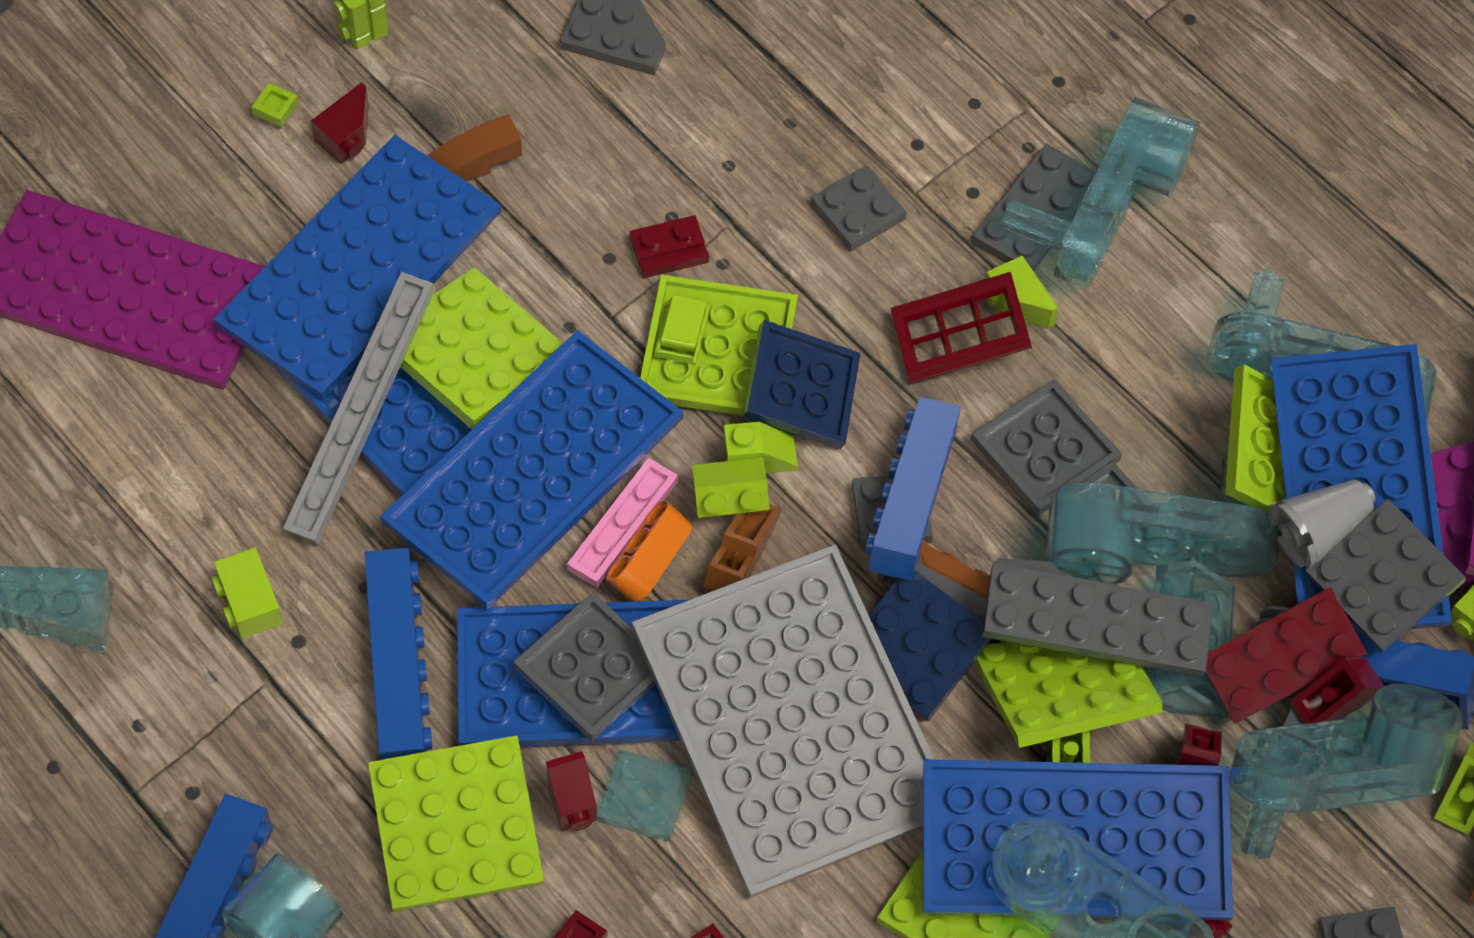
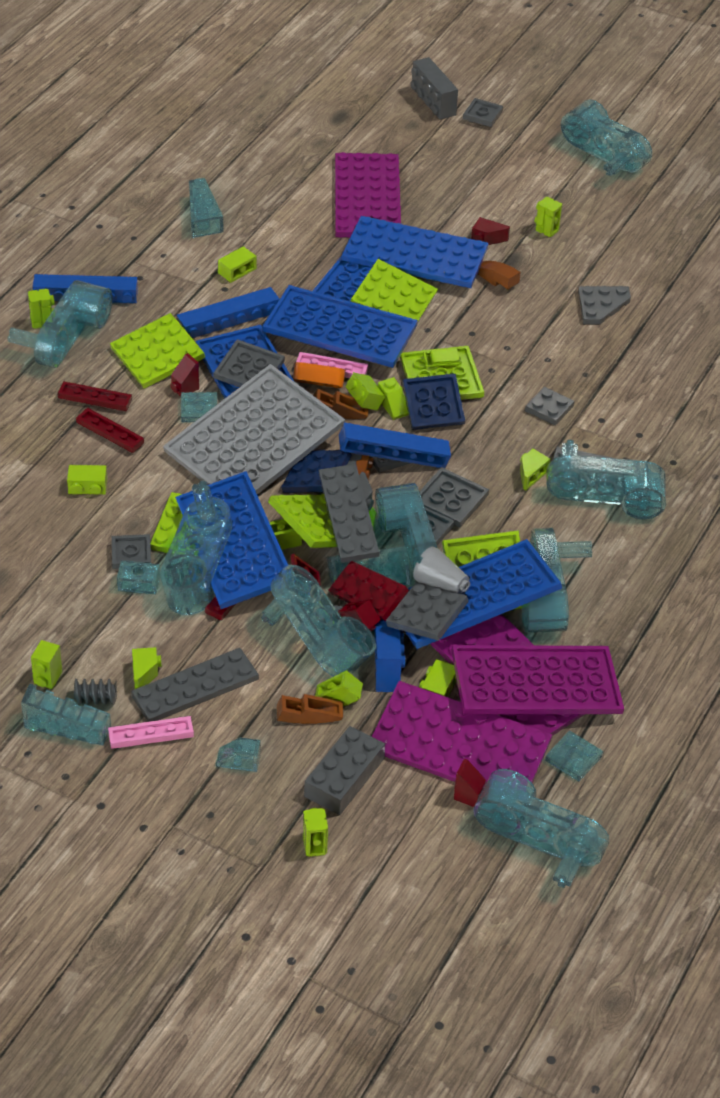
camera: 70 degrees right, 15 degrees down
(275, 104) = (486, 210): lime plate -> none
(359, 408) = (339, 264): light grey plate -> none
(669, 246) = (488, 349): dark red plate -> none
(969, 356) = (491, 460): dark red piece -> none

